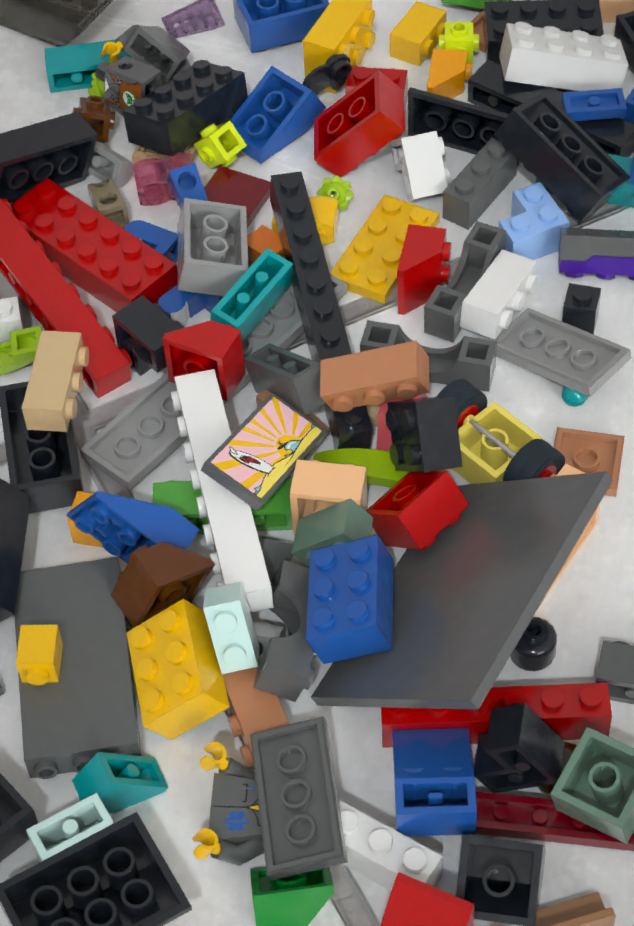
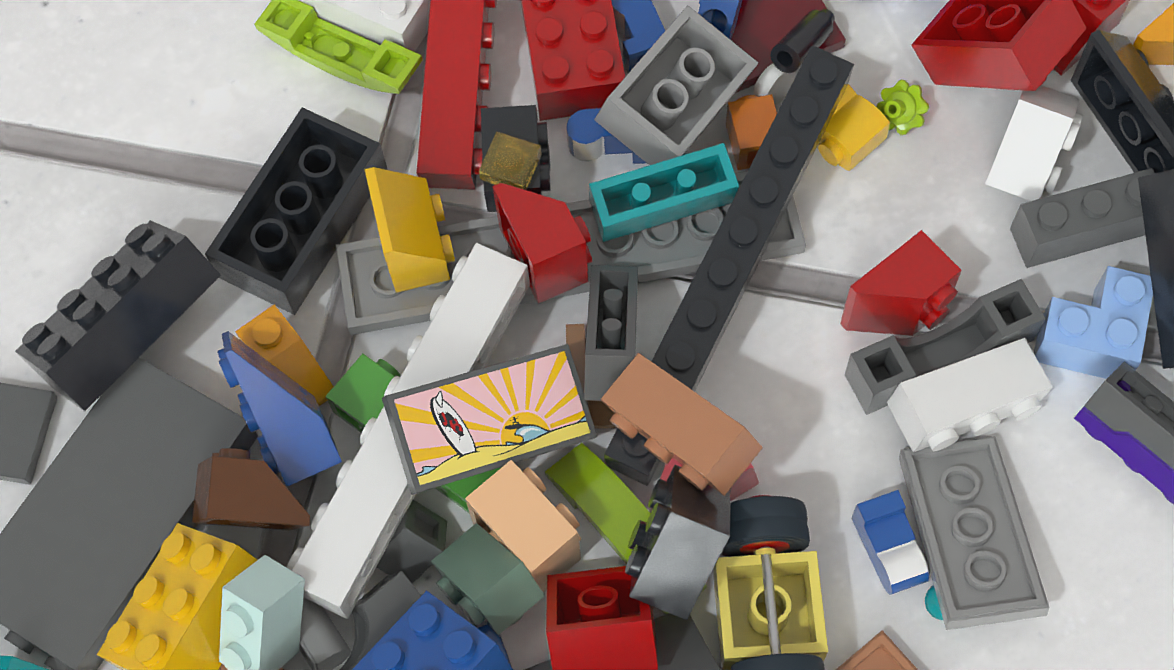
camera: 40 degrees right, 15 degrees up
(39, 654) = (58, 485): yellow brick -> none
(55, 381) = (361, 136): tan brick -> none
(121, 406) = (409, 229): none -> yellow slope
(155, 325) = (510, 161): none -> clear yellow plate
(254, 191) = (794, 46): none -> black cylinder
(254, 220) = (774, 82): none -> white tile
(375, 252) = (871, 223): yellow plate -> none
(468, 360) = (835, 454): dark grey arch -> none
(522, 385) = (890, 542): none -> blue leg
(582, 307) = (1052, 493): black brick -> none

